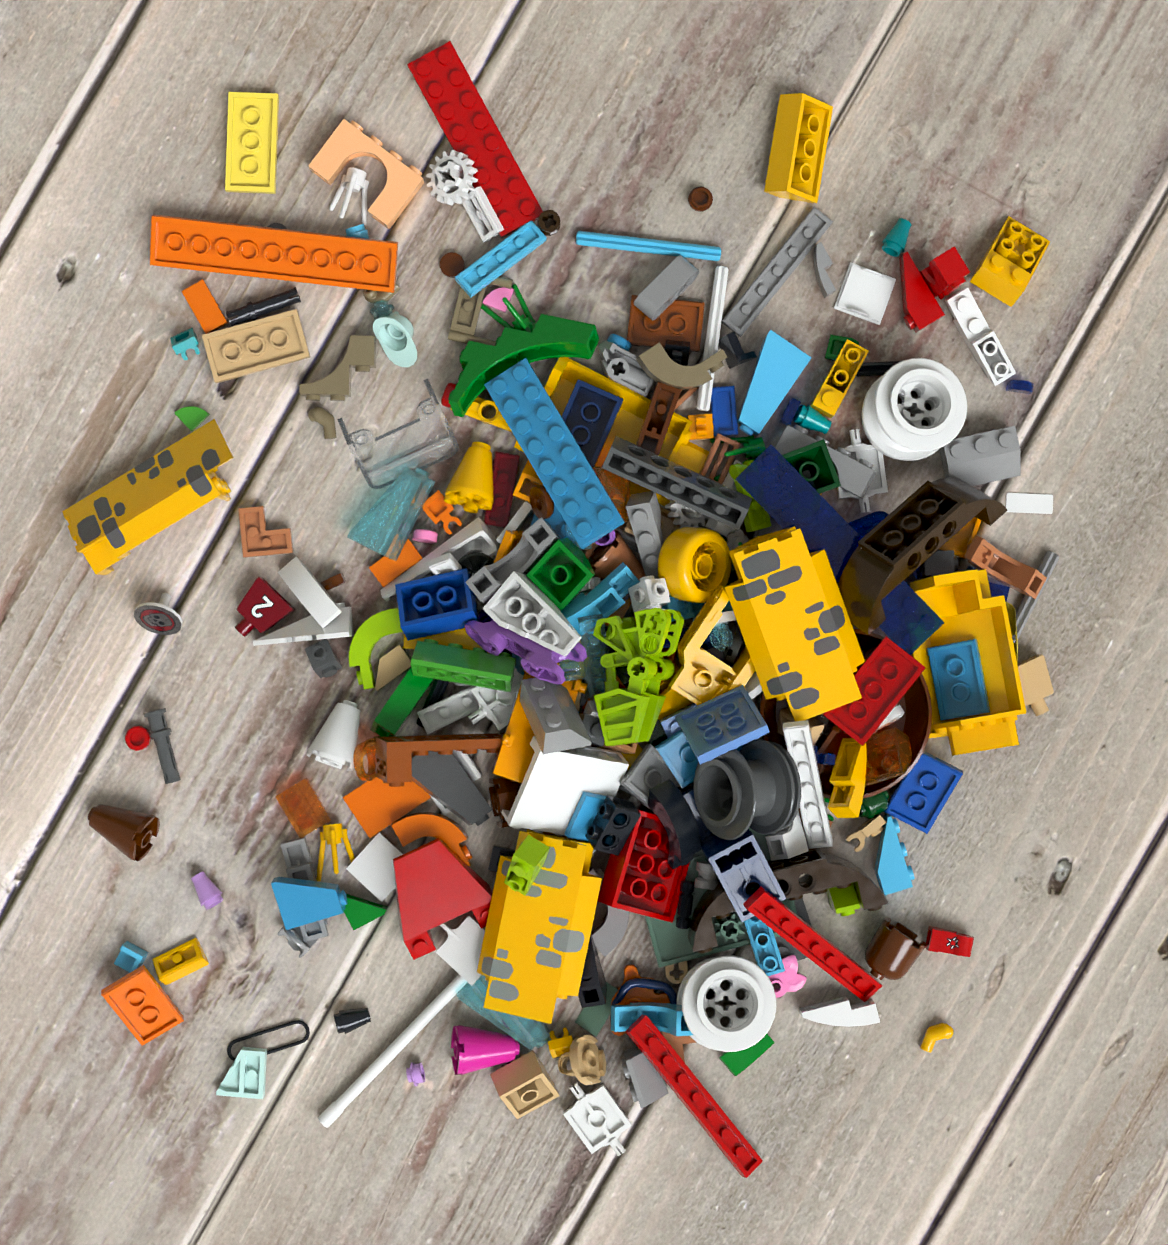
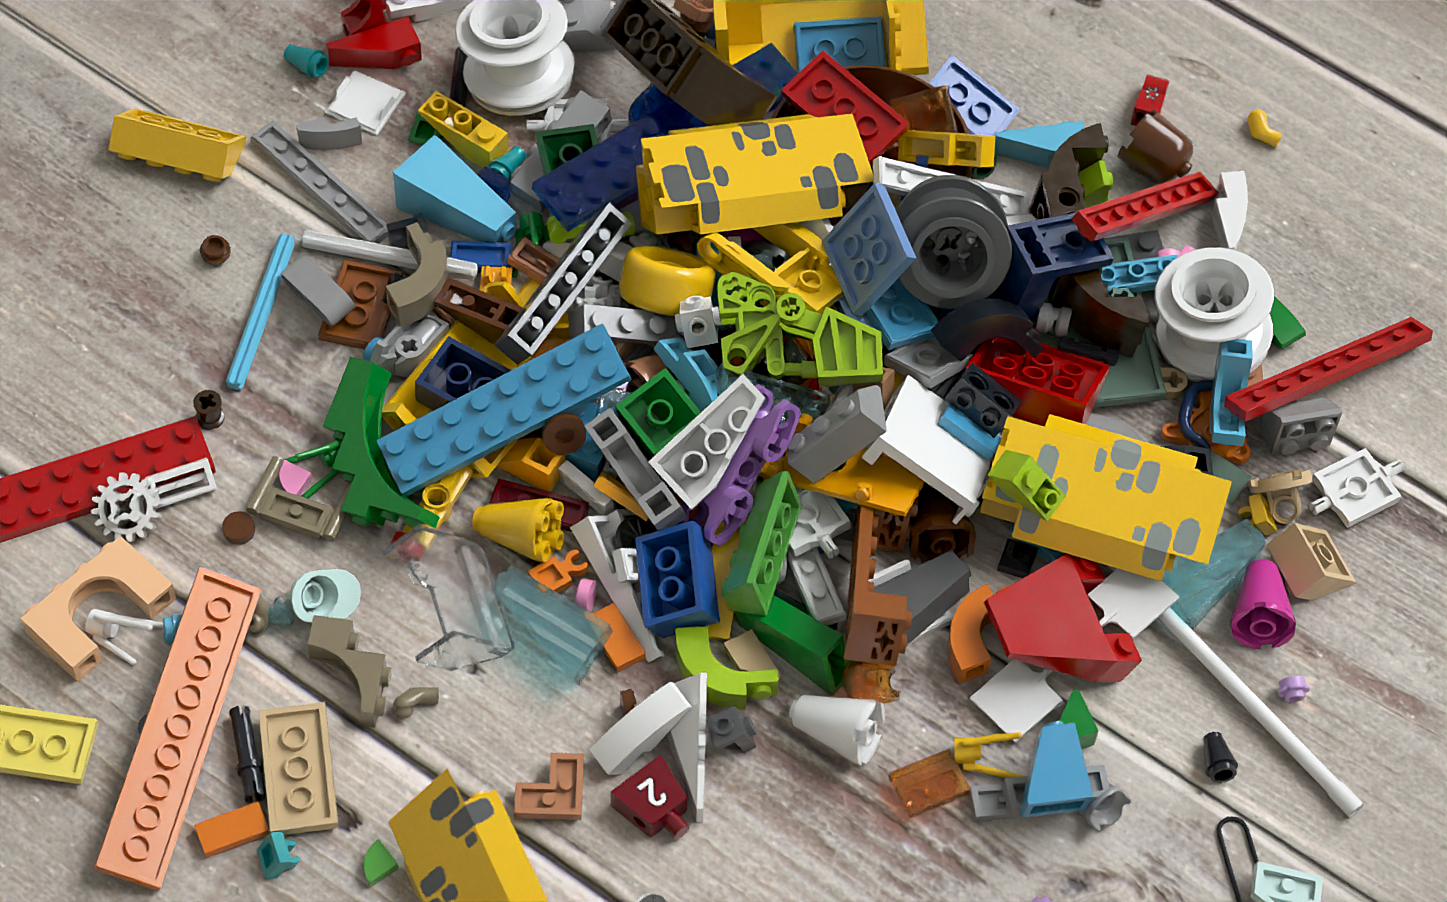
camera: 85 degrees left, 30 degrees down
(380, 805) = (929, 687): orange tile -> none
(500, 258) = (243, 466): medium azure tile -> none
(870, 827) = (1009, 165): tan plate -> none

